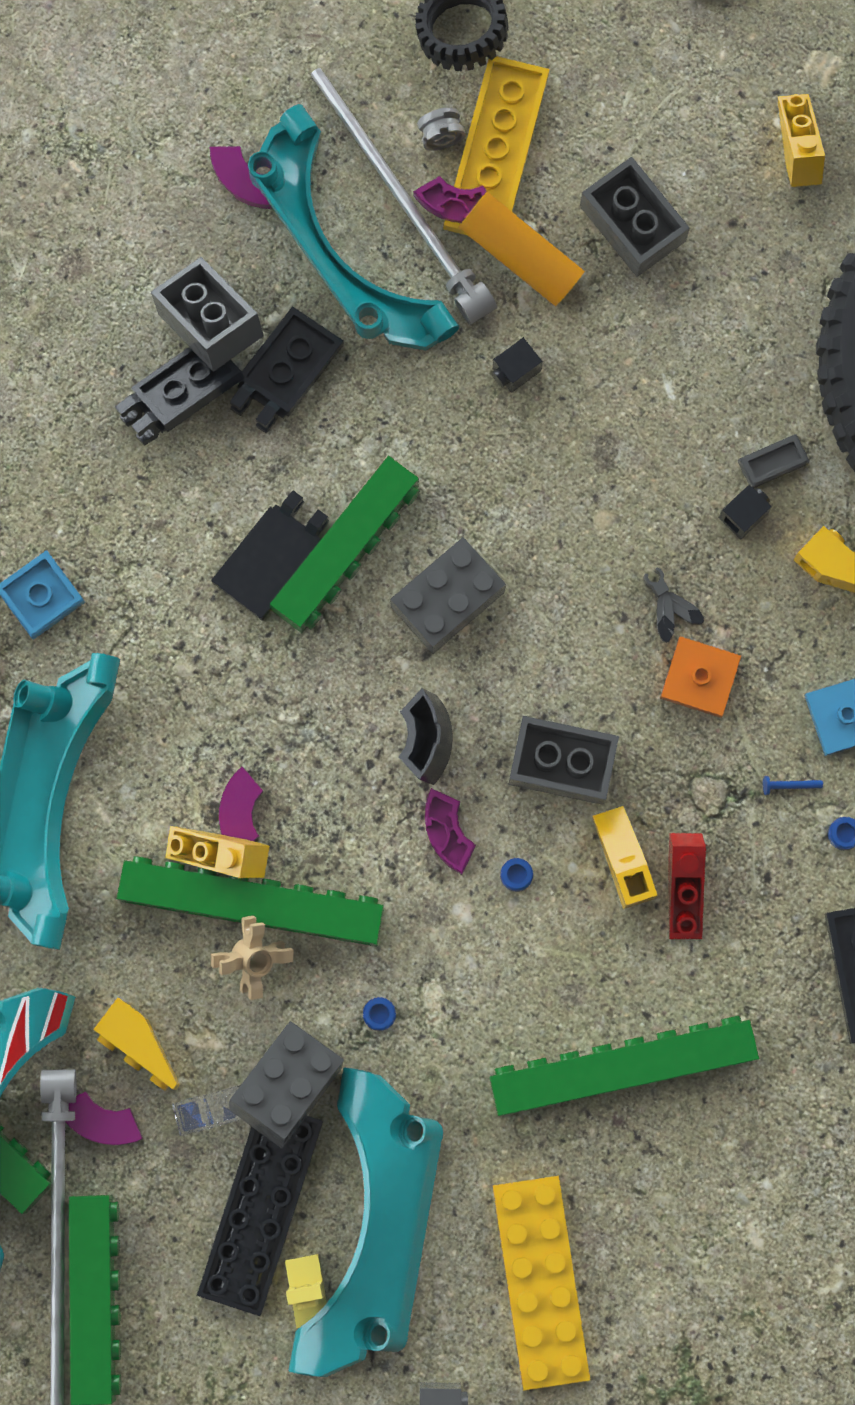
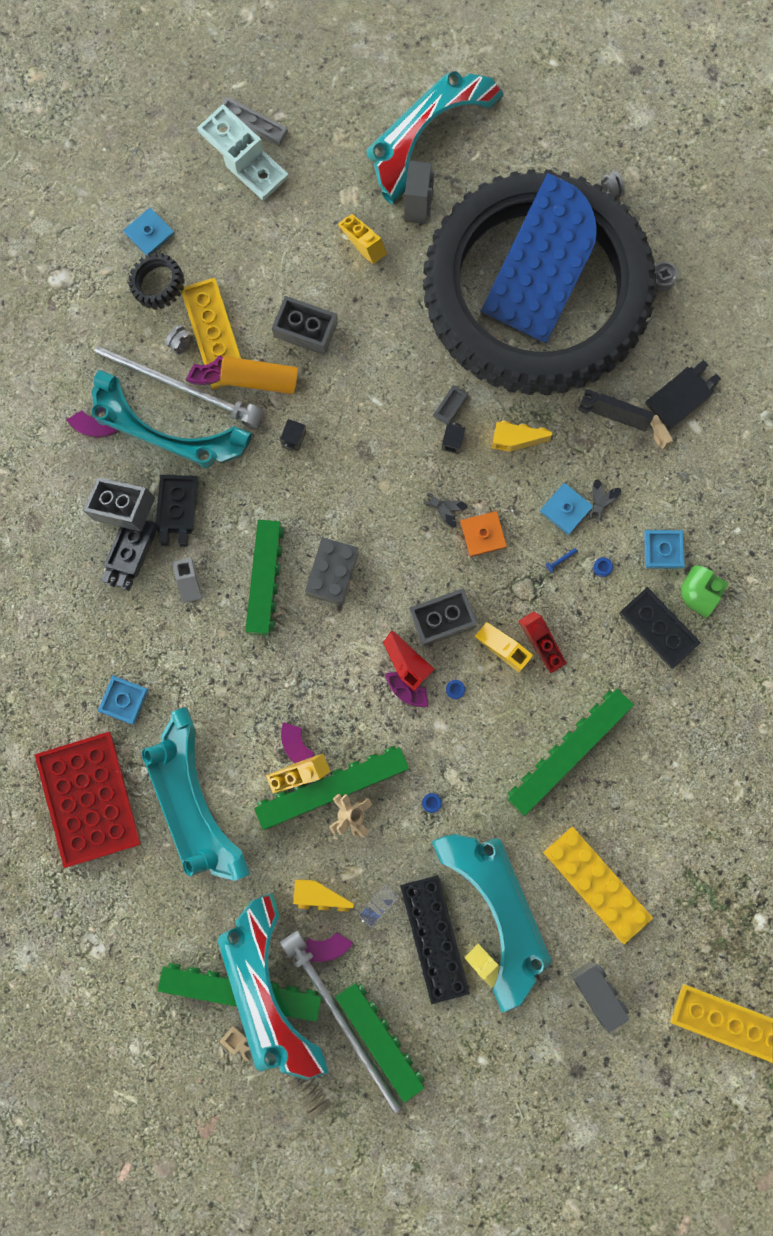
camera: 30 degrees left, 0 degrees up
(235, 480) = (187, 580): none -> light grey slope
(269, 556) = (229, 607): black tile -> none
(286, 1084) = (408, 868): dark grey brick -> none
(428, 736) = (368, 647): black brick -> none
(472, 795) = (407, 662): none -> red slope

